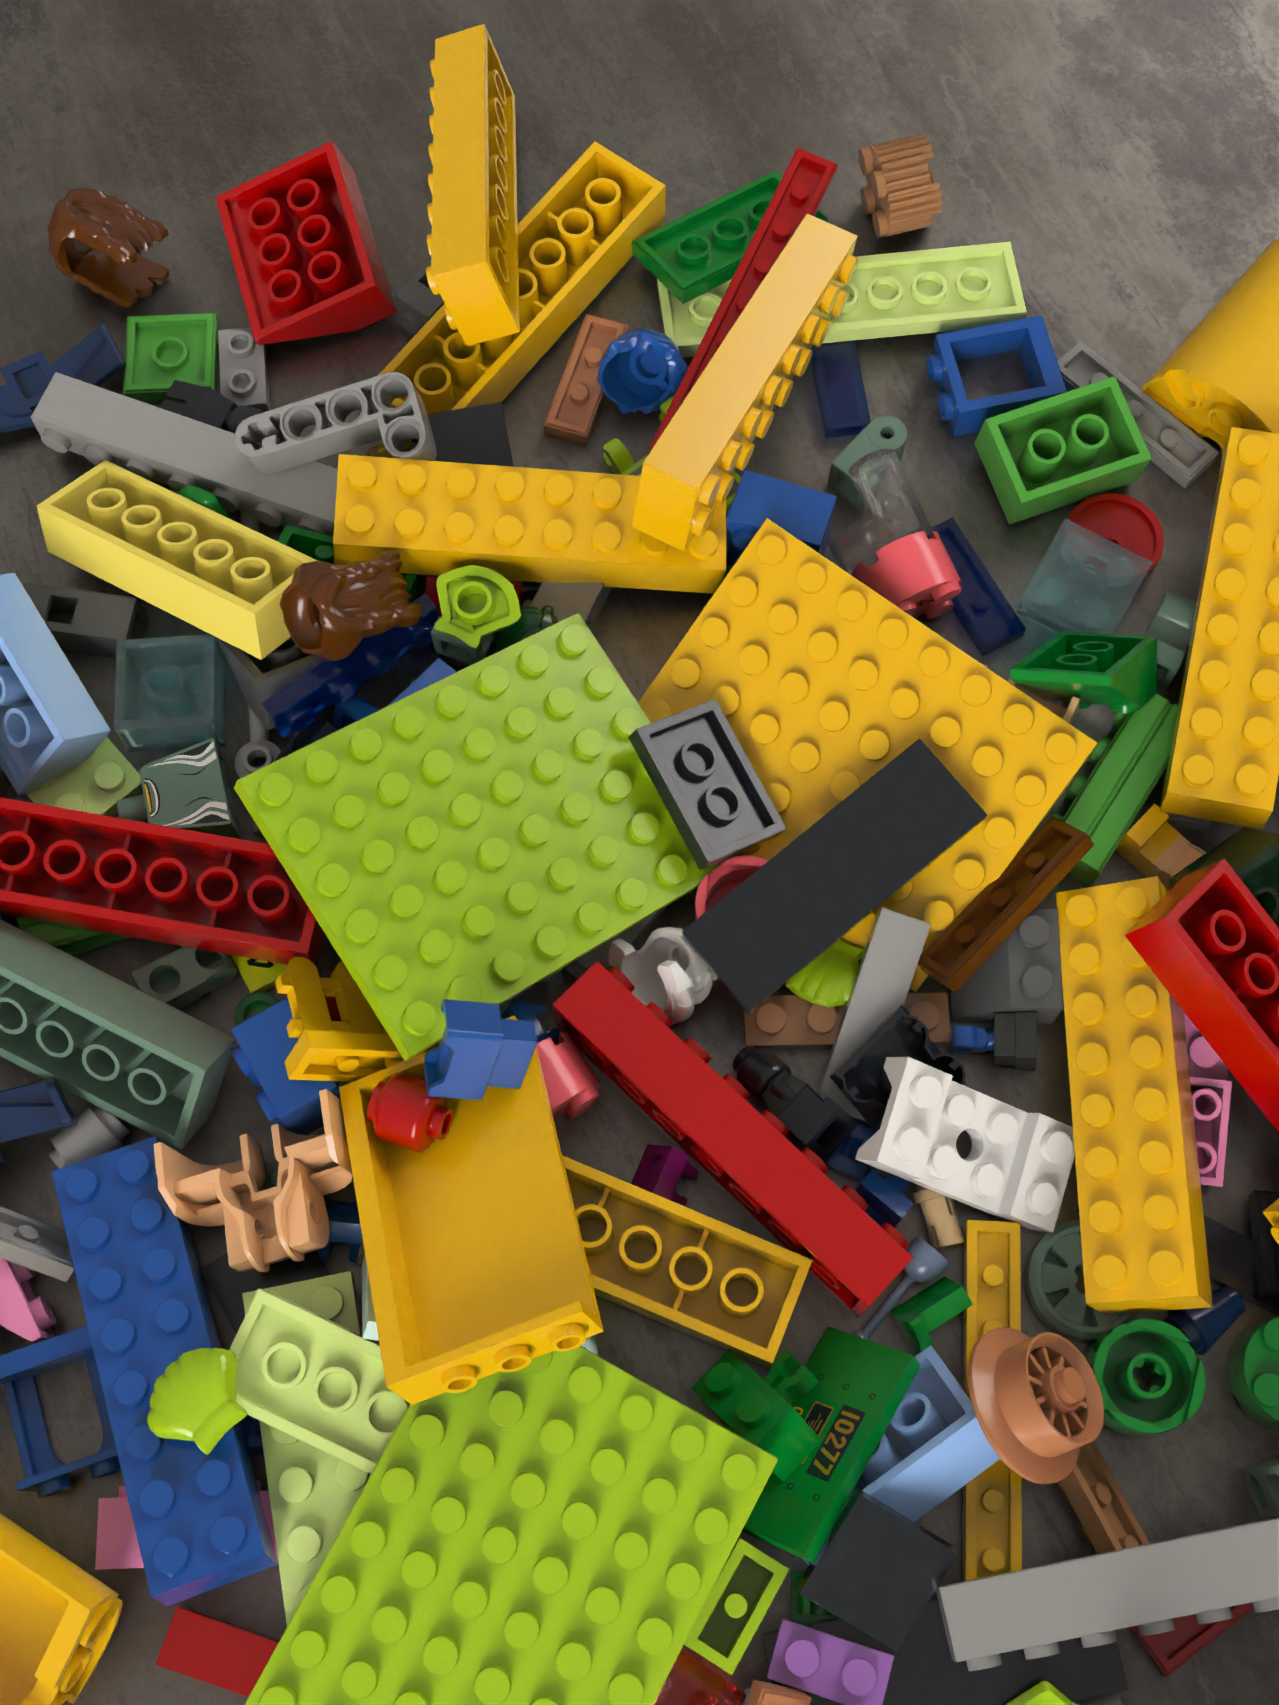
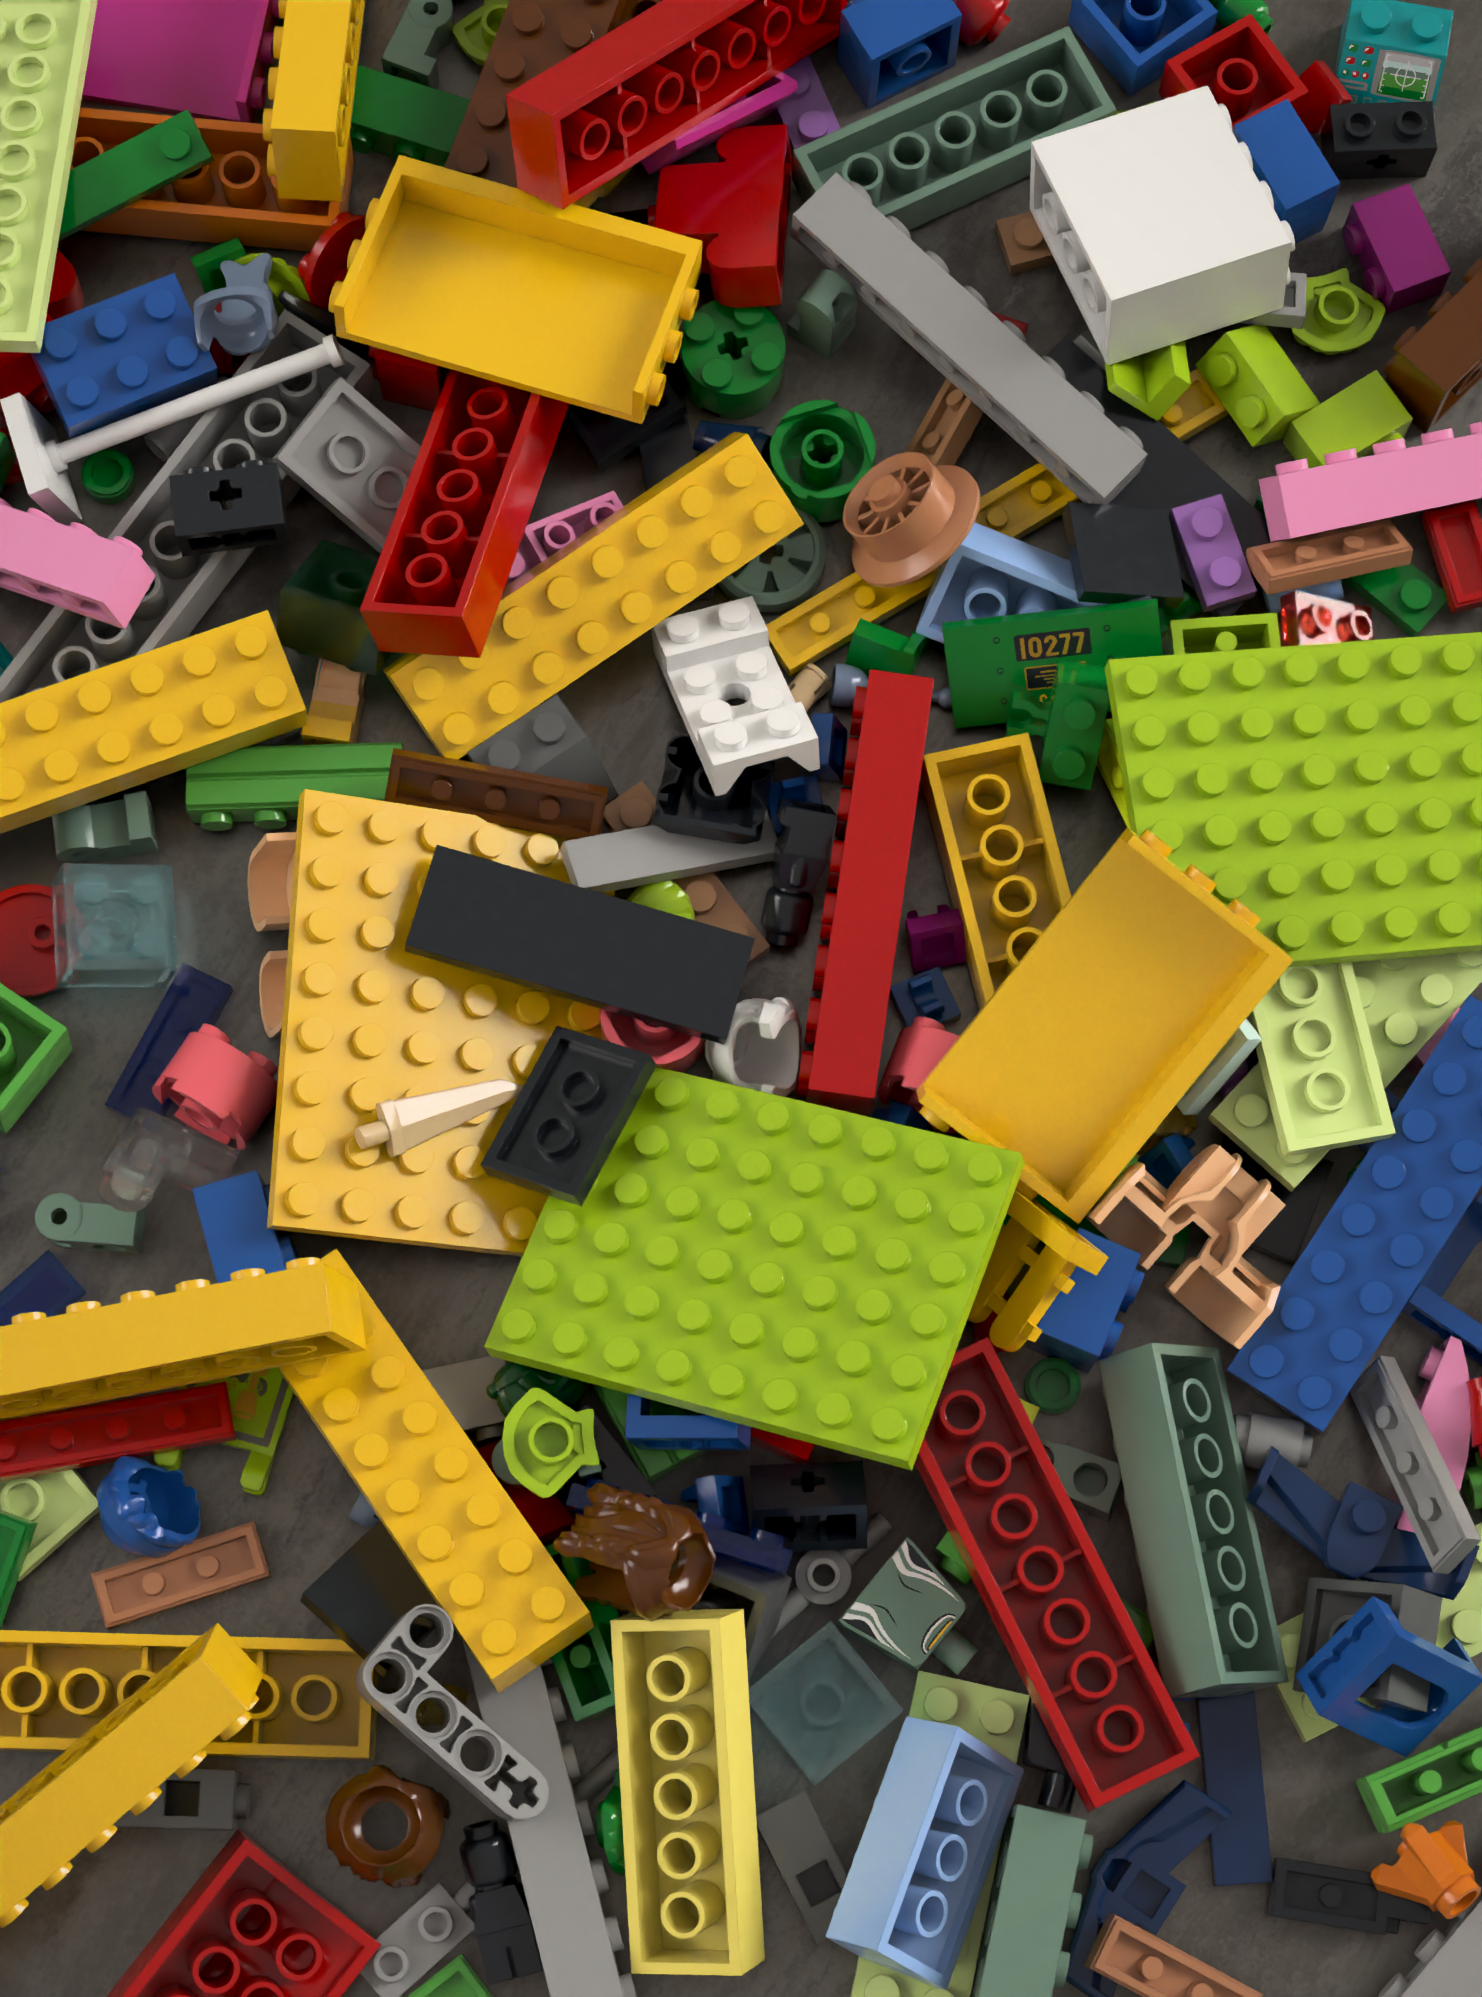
camera: 130 degrees left, 5 degrees up
(197, 1398) = (1405, 1131): lime animal -> none
(311, 361) = (423, 1810): none -> reddish brown piece
(405, 1113) = (1057, 1139): red head -> none
(478, 1051) = (977, 1104): blue piece -> none
(617, 1135) = (926, 997): none -> blue tile
(778, 673) = (420, 1117): none -> tan bar
(1011, 1040) = (607, 731): pearl dark grey piece -> none
(1092, 668) = (221, 849): green slope -> none

